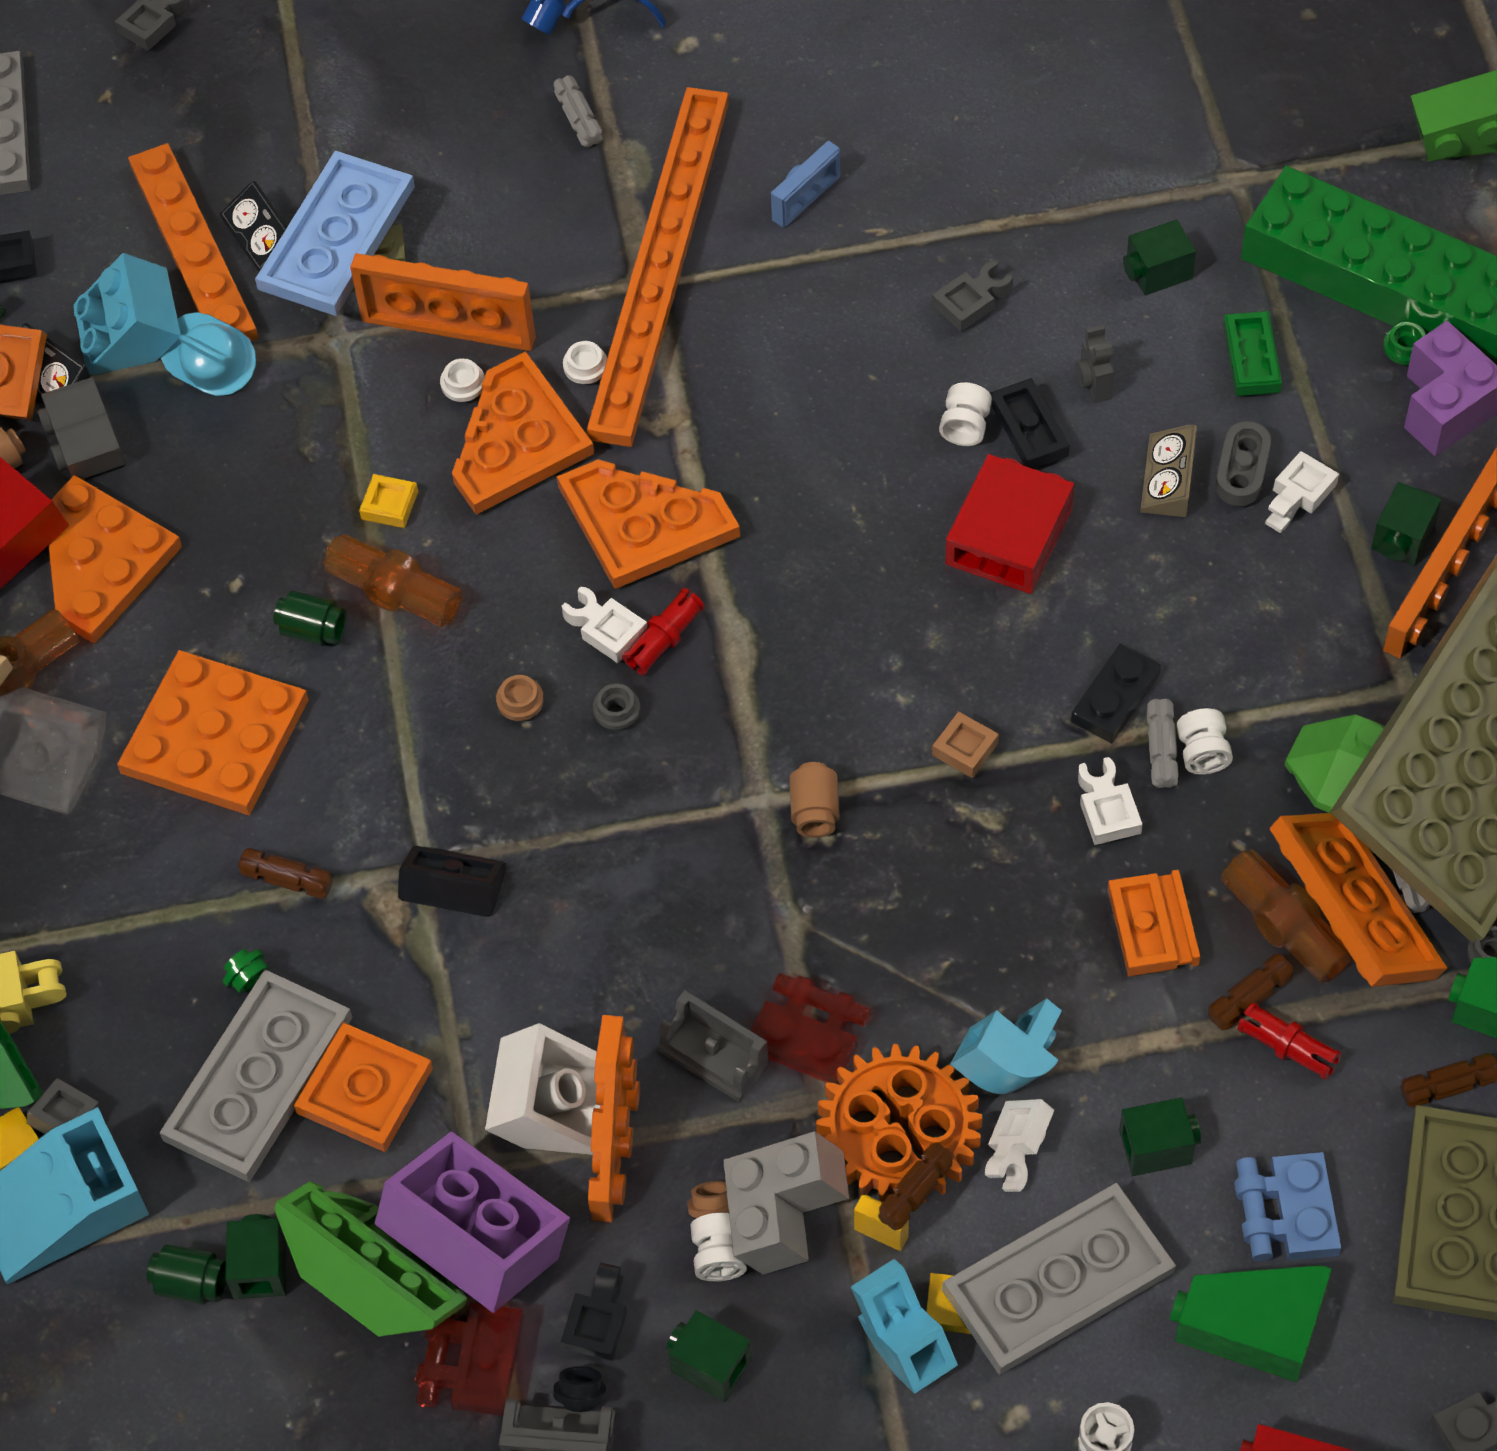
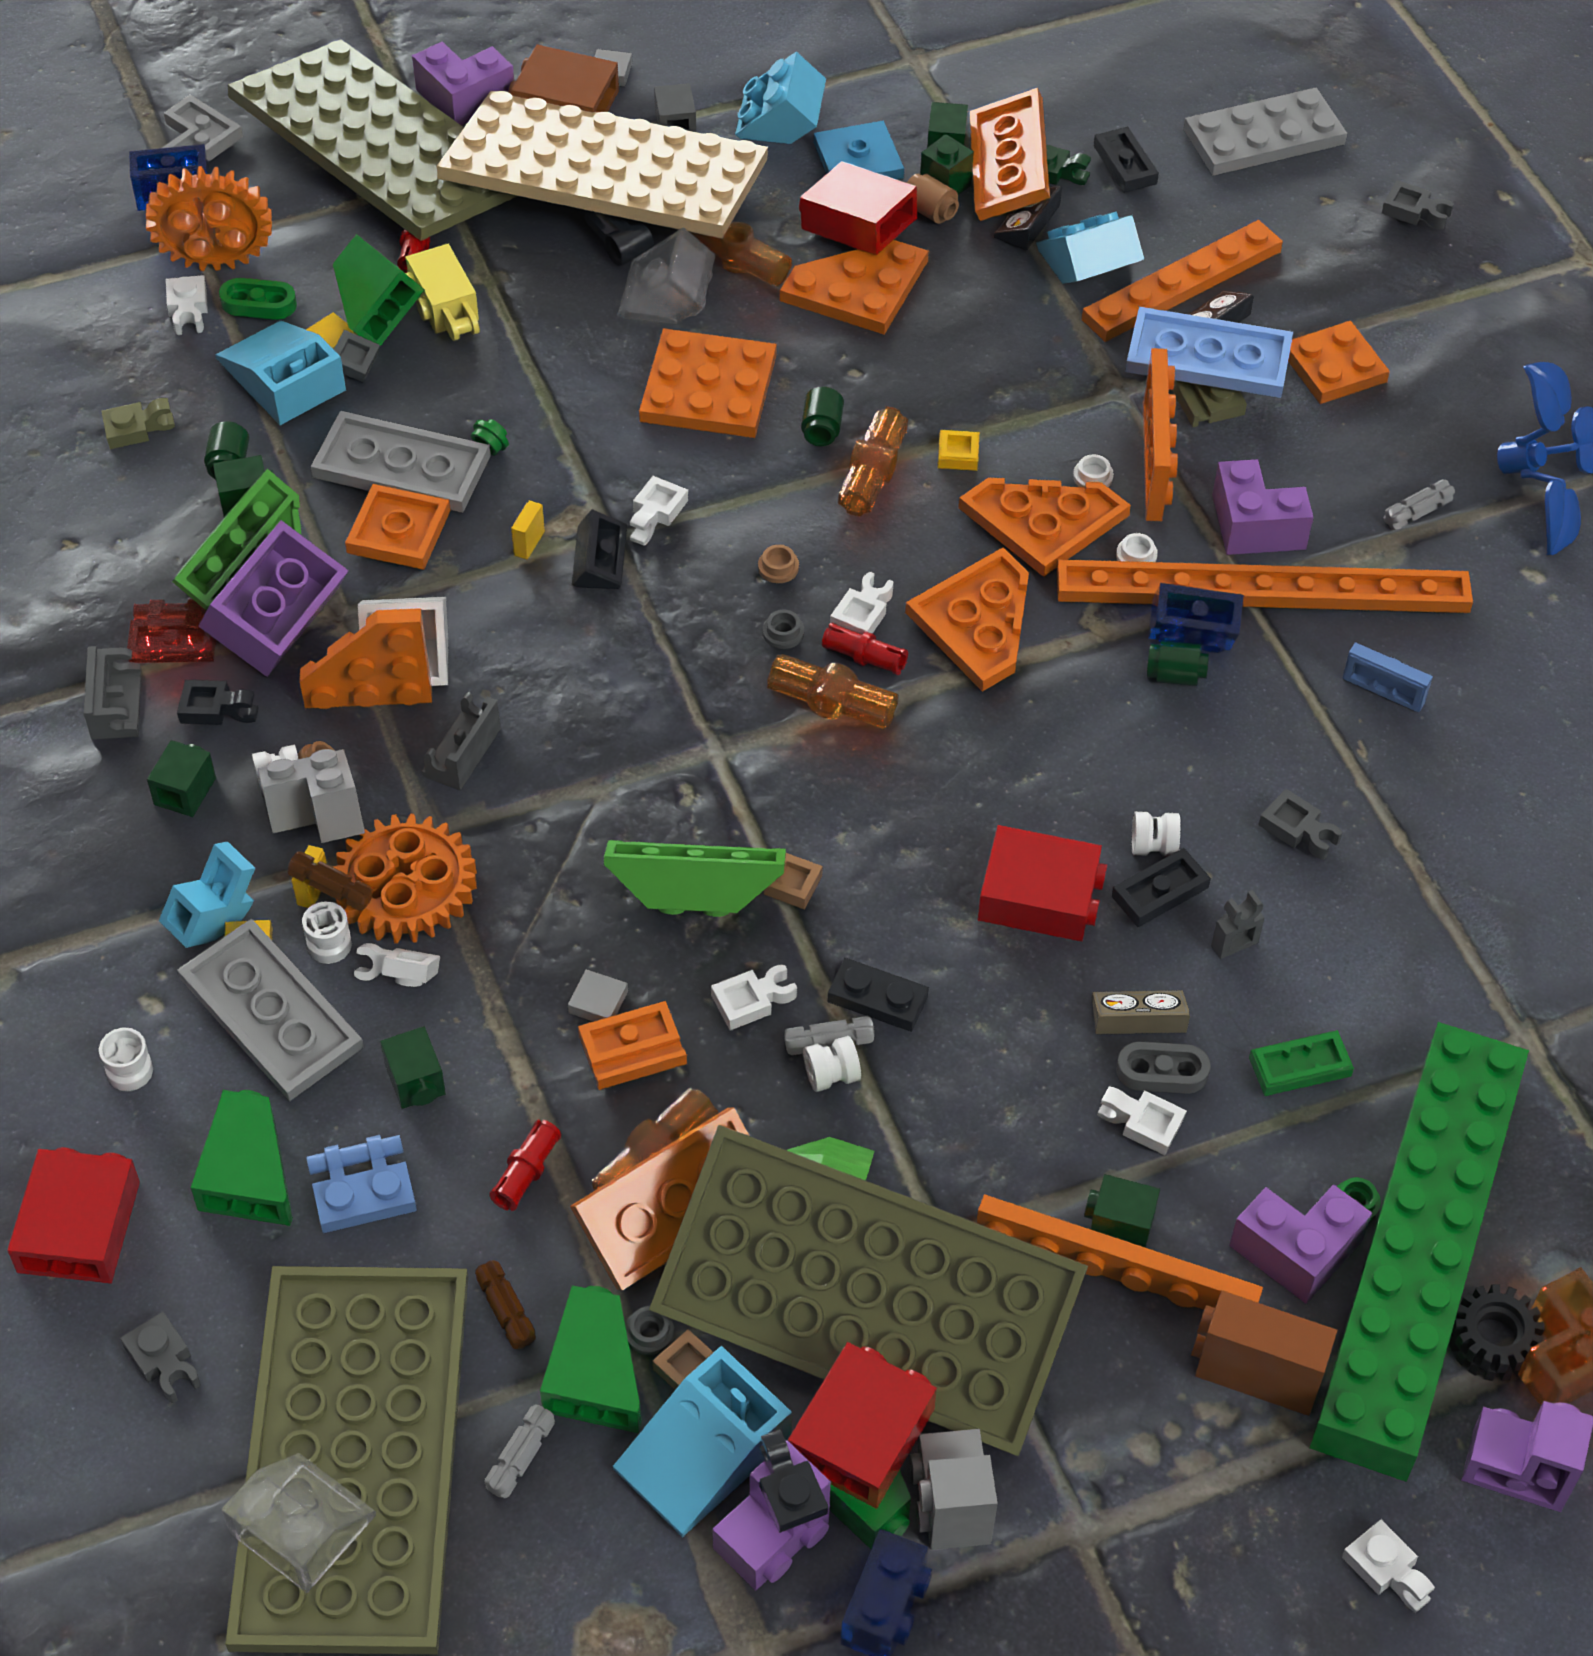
camera: 75 degrees right, 5 degrees down
(82, 430) = (971, 244): dark grey brick -> none
(98, 1397) = (131, 423): none -> olive plate
(210, 355) = (1069, 306): medium azure piece -> none
(285, 873) = (585, 448): reddish brown axle -> none
(360, 129) = (1336, 362): none -> orange plate
(402, 803) = (656, 503): none -> white plate
(409, 943) = (527, 529): none -> yellow tile
(560, 251) = (1258, 517): none -> medium lavender brick
(579, 1389) = (149, 700): black plate -> none
(701, 321) = (1196, 617): none -> clear blue brick
(718, 670) = (832, 691): none -> clear orange piece
(747, 354) = (1177, 663): none -> dark green brick
(803, 1041) = (482, 802): clear red plate -> none
(814, 799) = (713, 776): medium nougat brick -> none
(948, 821) = (694, 875): none -> bright green wedge
(960, 1222) = (327, 932): none -> white wheel
(1008, 1055) = (464, 940): medium azure brick -> none
(1083, 952) = (597, 996): none -> light grey tile
(1160, 257) = (1392, 969): dark green brick -> none
(1253, 988) = (577, 1132): reddish brown axle -> none

